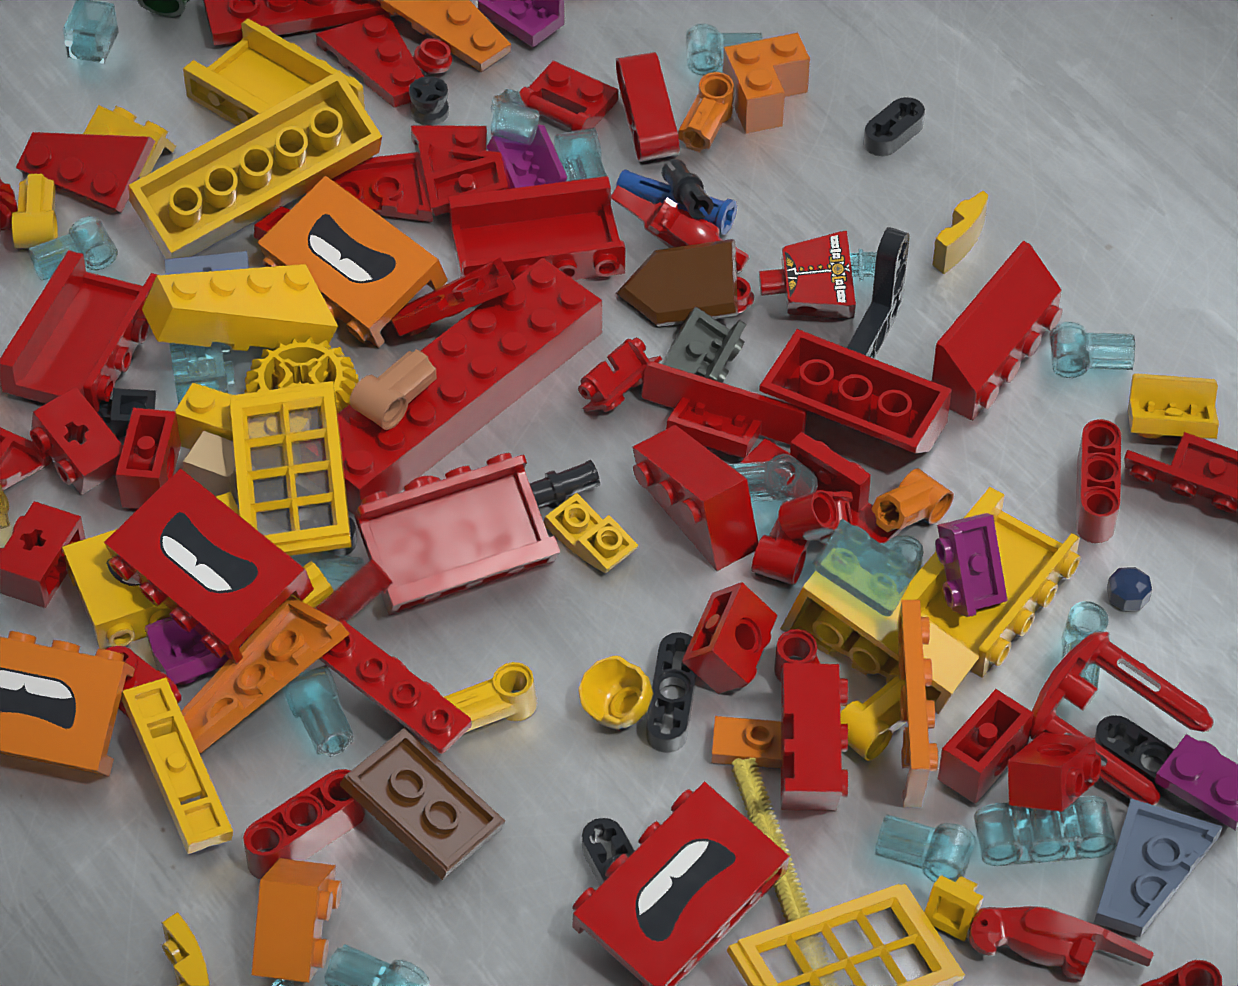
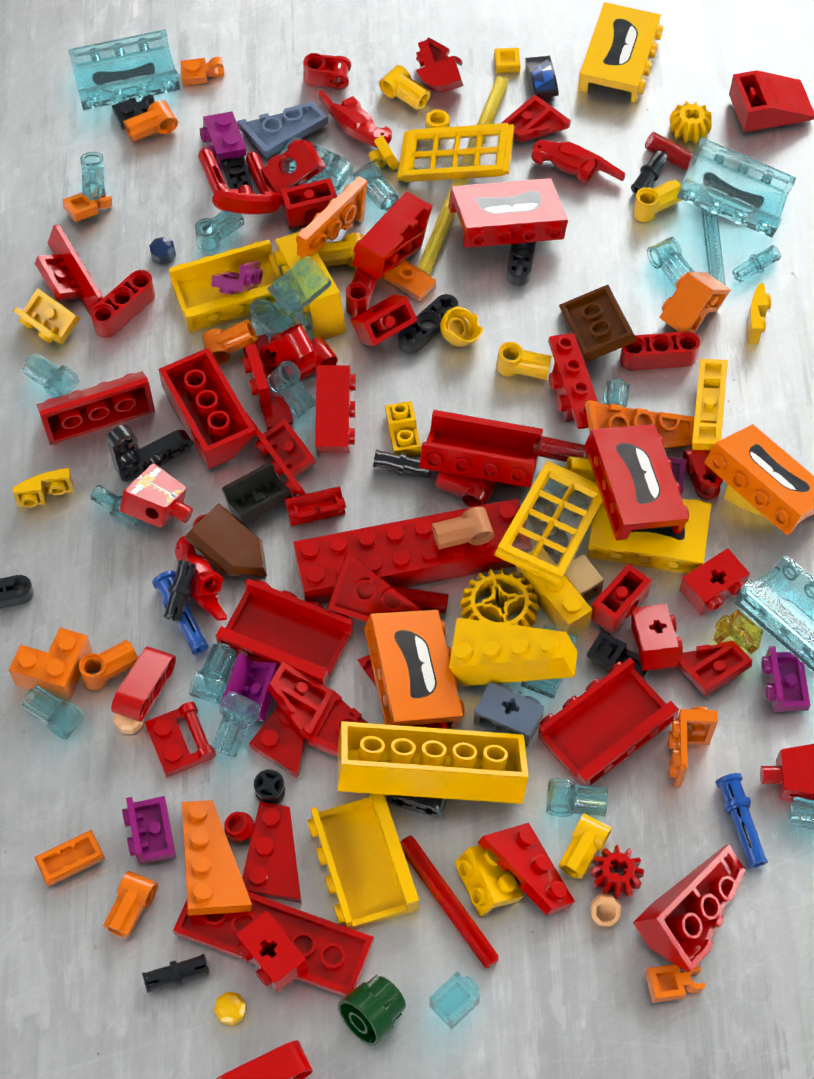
camera: 145 degrees left, 10 degrees up
(151, 105) = (449, 902): none -> red axle
(385, 358) = (423, 597): none -> red piece

